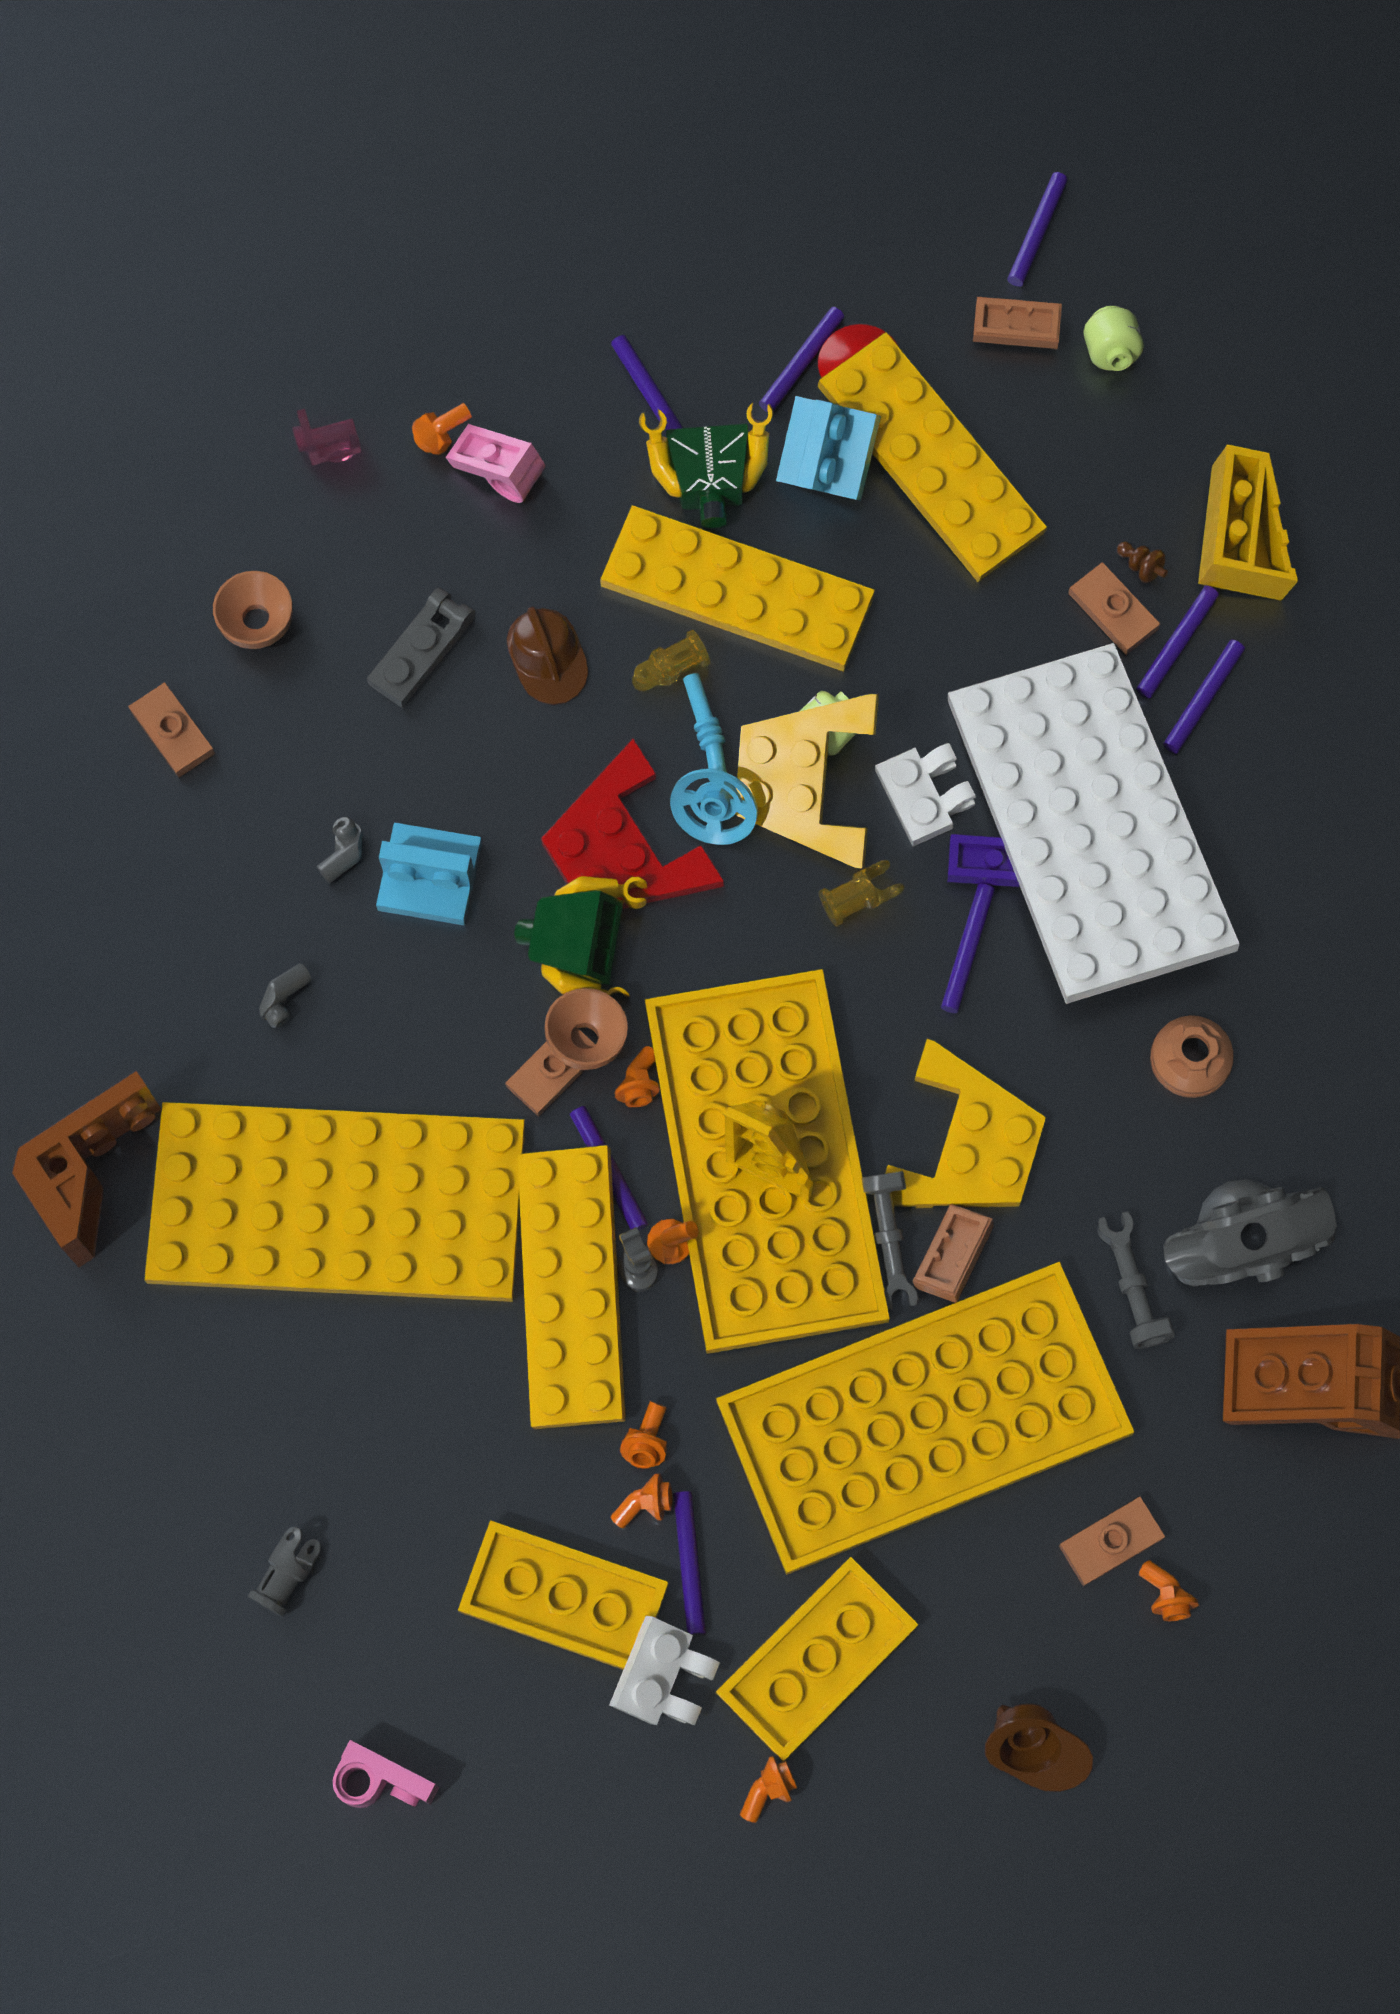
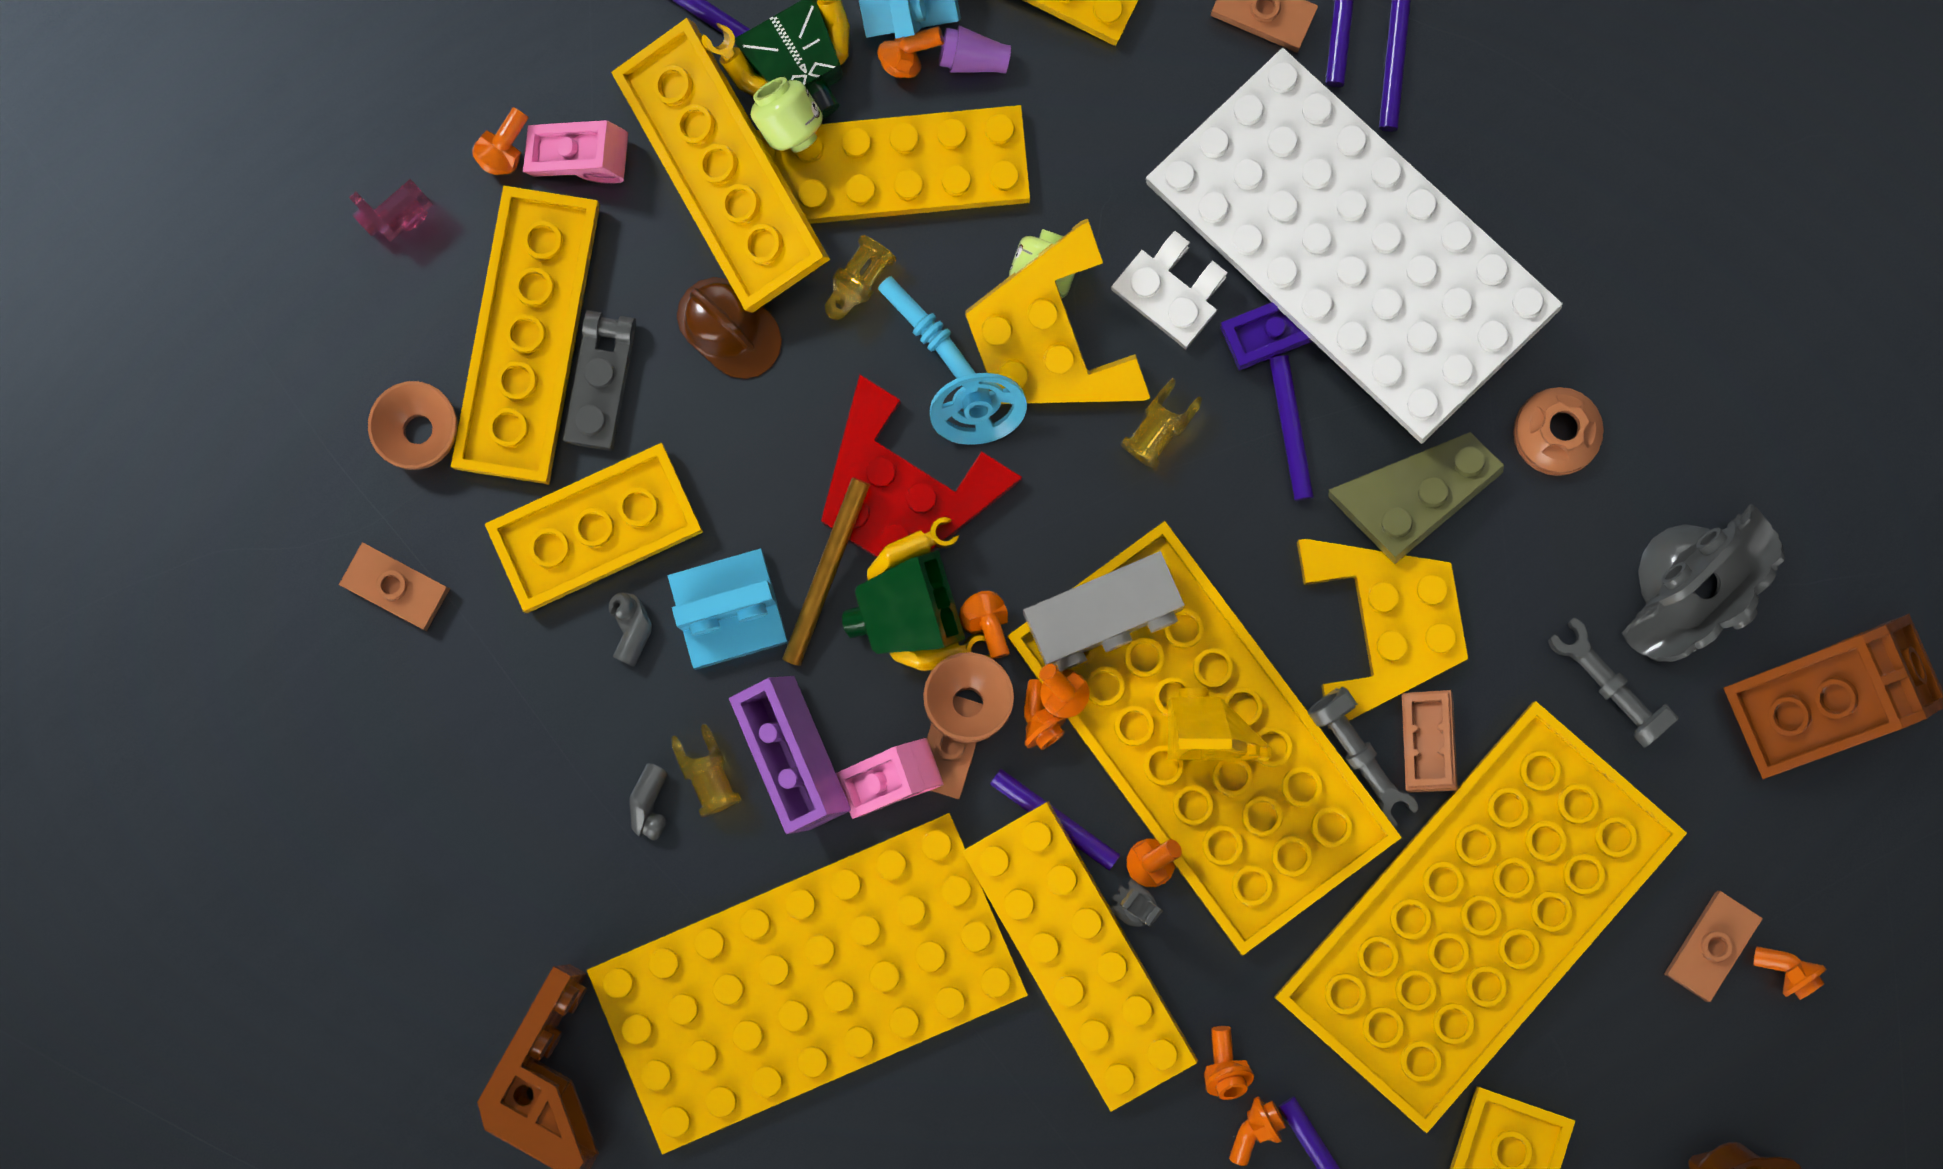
camera: 20 degrees left, 10 degrees up
(342, 997) = (707, 776): none -> clear yellow piece
(354, 758) = (593, 528): none -> yellow plate
(380, 584) = (526, 335): none -> yellow plate
(417, 1007) = (789, 754): none -> medium lavender brick
(490, 1062) = (890, 777): none -> bright pink plate
(523, 879) = (826, 571): none -> pearl gold bar
(604, 523) = (720, 166): none -> yellow plate
(635, 974) = (984, 615): none -> orange plate
(666, 1062) = (1063, 692): none -> orange plate
(677, 505) = (786, 114): none -> yellowish green head
(732, 1012) = (1104, 612): none -> light grey brick
(796, 507) = (900, 55): none -> orange plate
(855, 530) = (972, 52): none -> medium lavender cone
(1046, 1049) = (1417, 494): none -> olive wing

